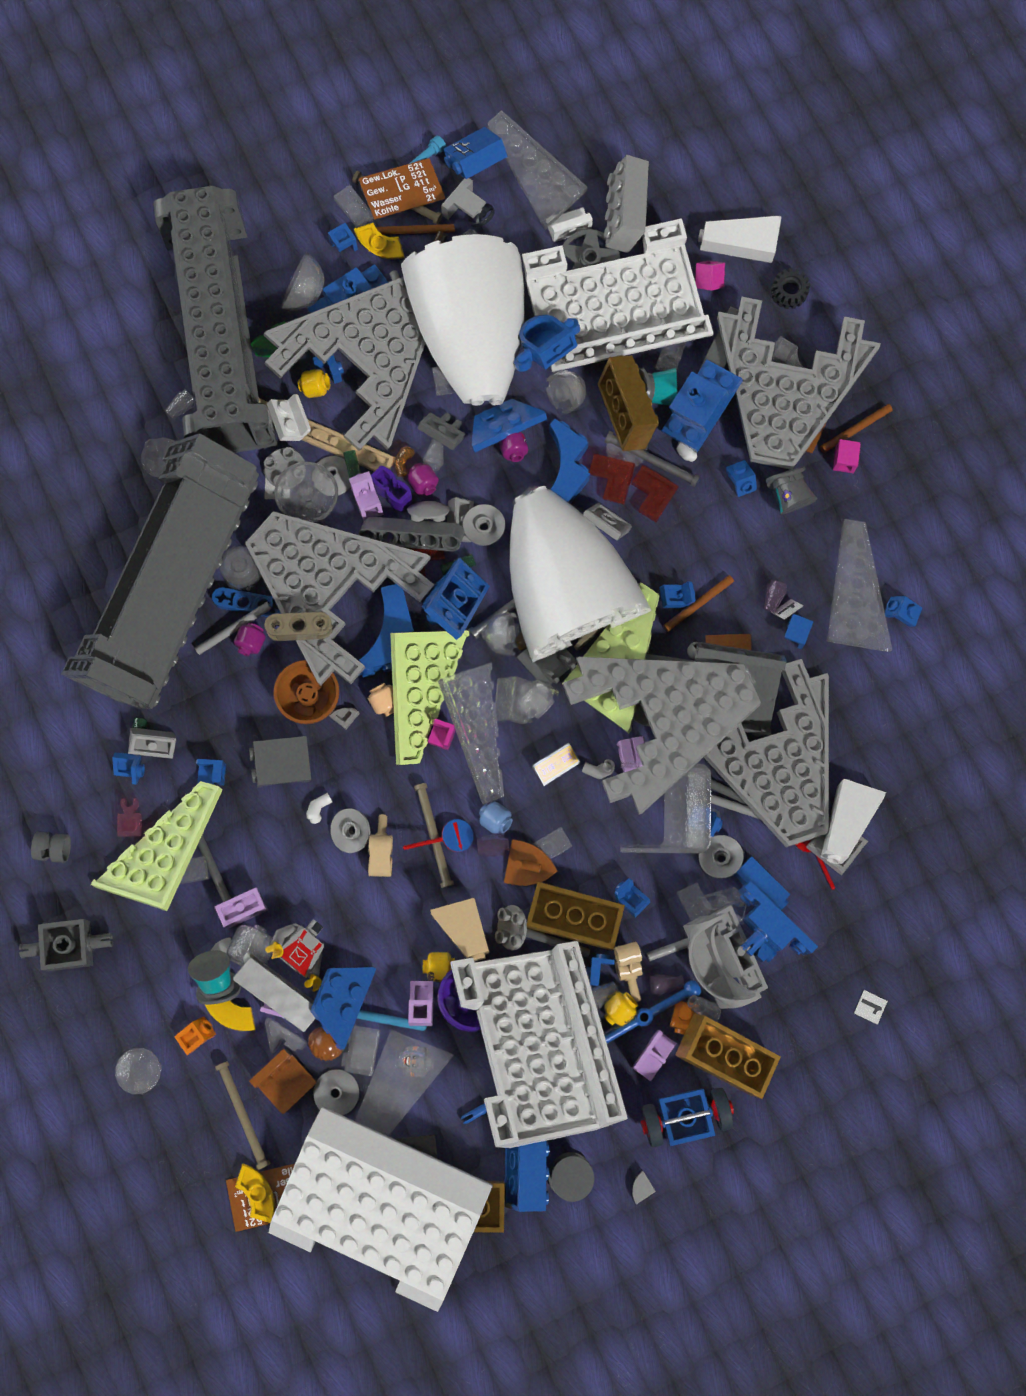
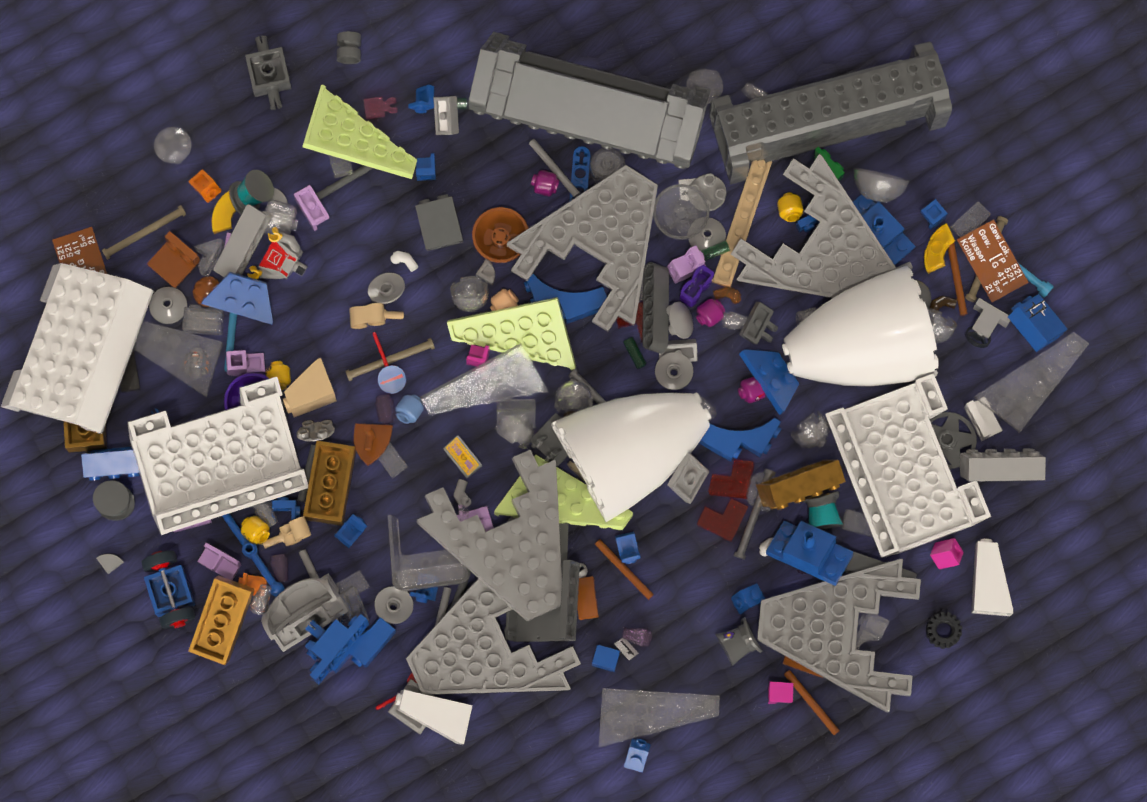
camera: 85 degrees right, 0 degrees up
(258, 1191) = (85, 252): yellow tile -> none
(287, 621) = (548, 210): dark tan piece -> none
(289, 418) = (751, 188): white bracket -> none
(369, 735) = (469, 293): none -> clear cylinder
(455, 598) = (597, 350): blue brick -> none
(546, 341) = (850, 403): blue piece -> none
(870, 1007) = (276, 747): clear sticker -> none

